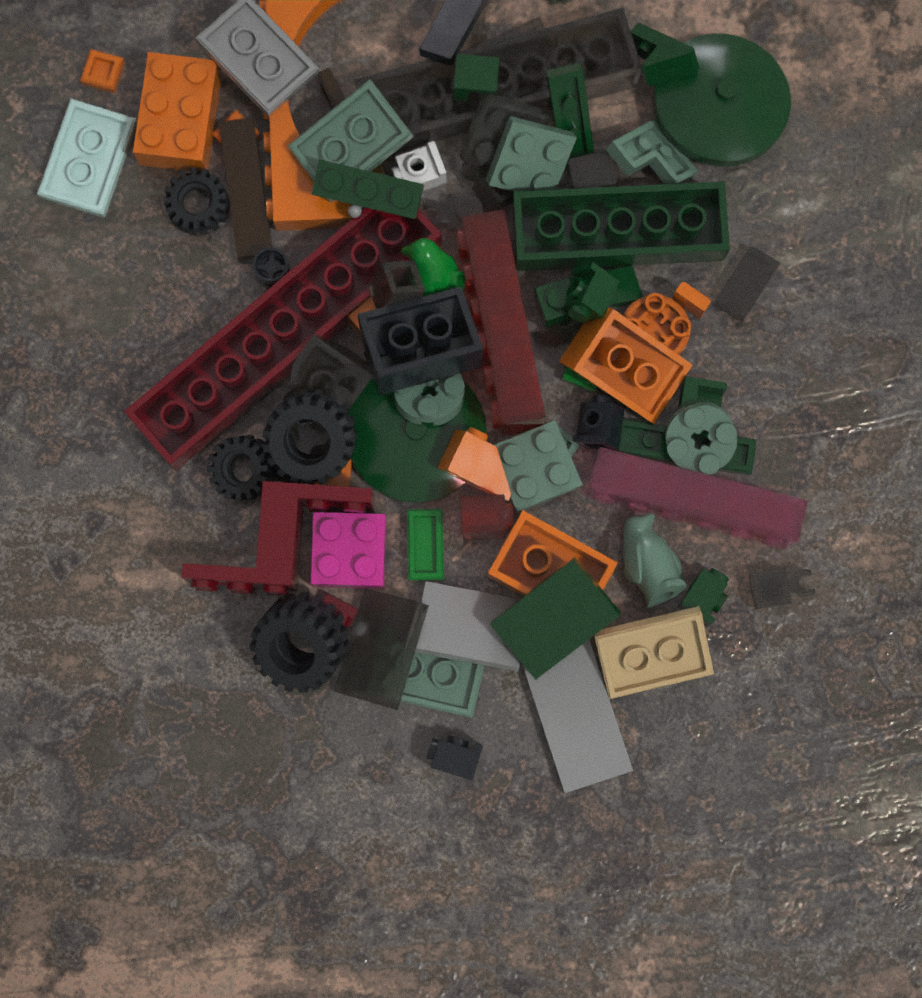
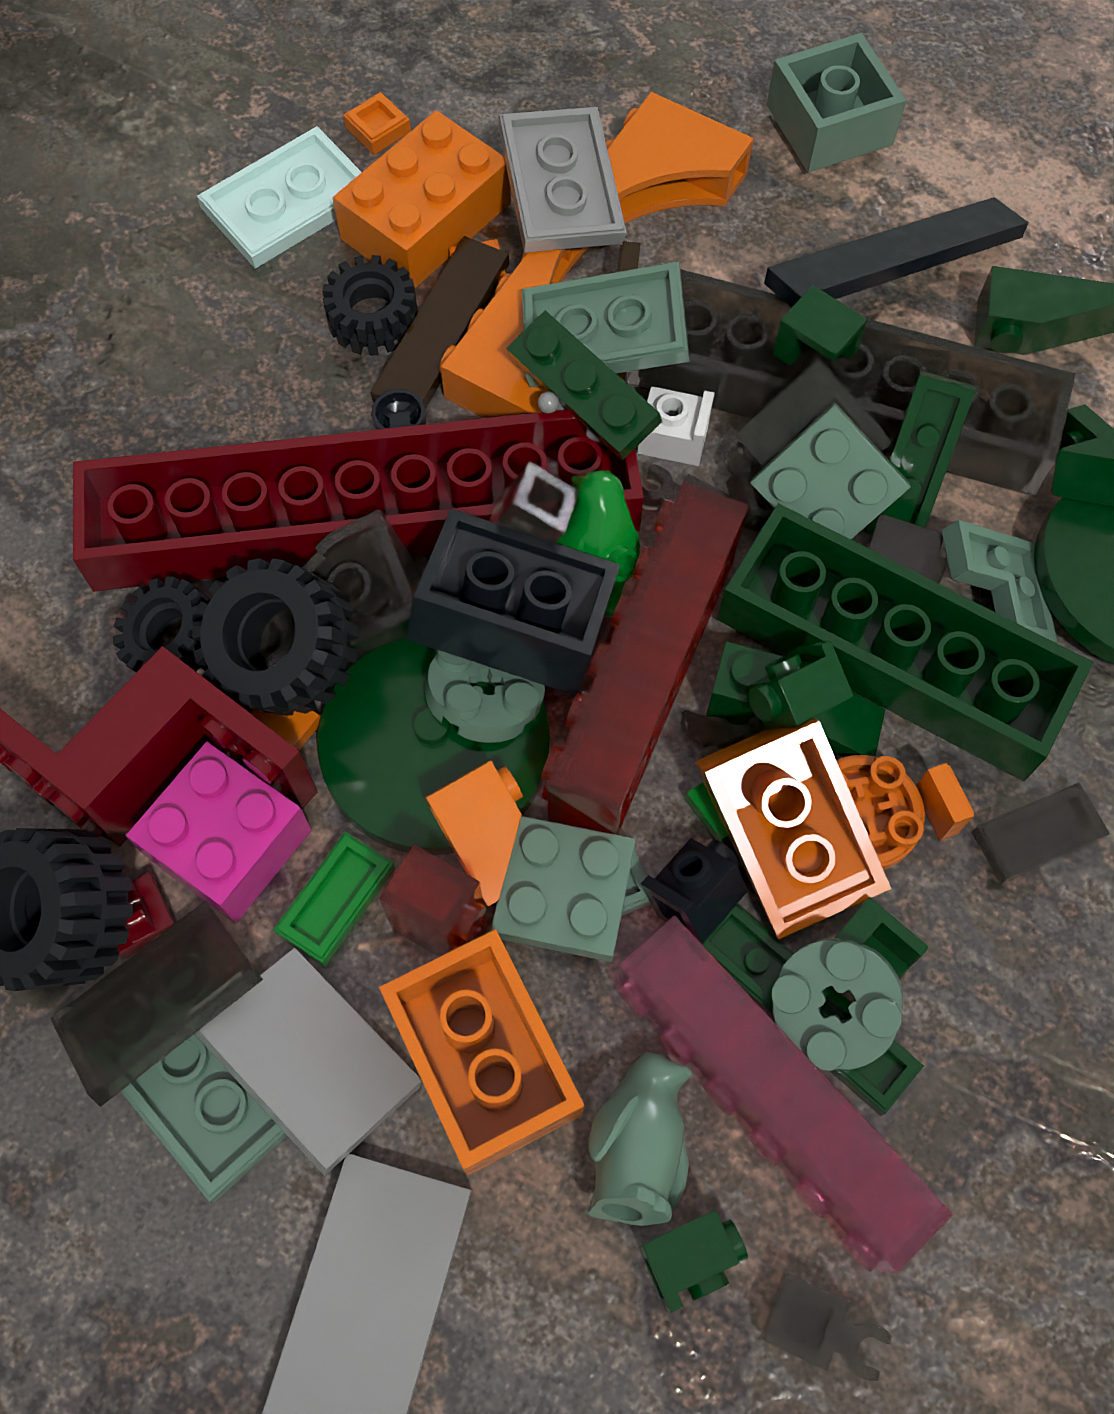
camera: 35 degrees right, 15 degrees down
(454, 756) = (134, 1247): black brick -> none
(555, 618) = (429, 1127): dark green tile -> none
(654, 652) = (550, 1295): tan tile -> none

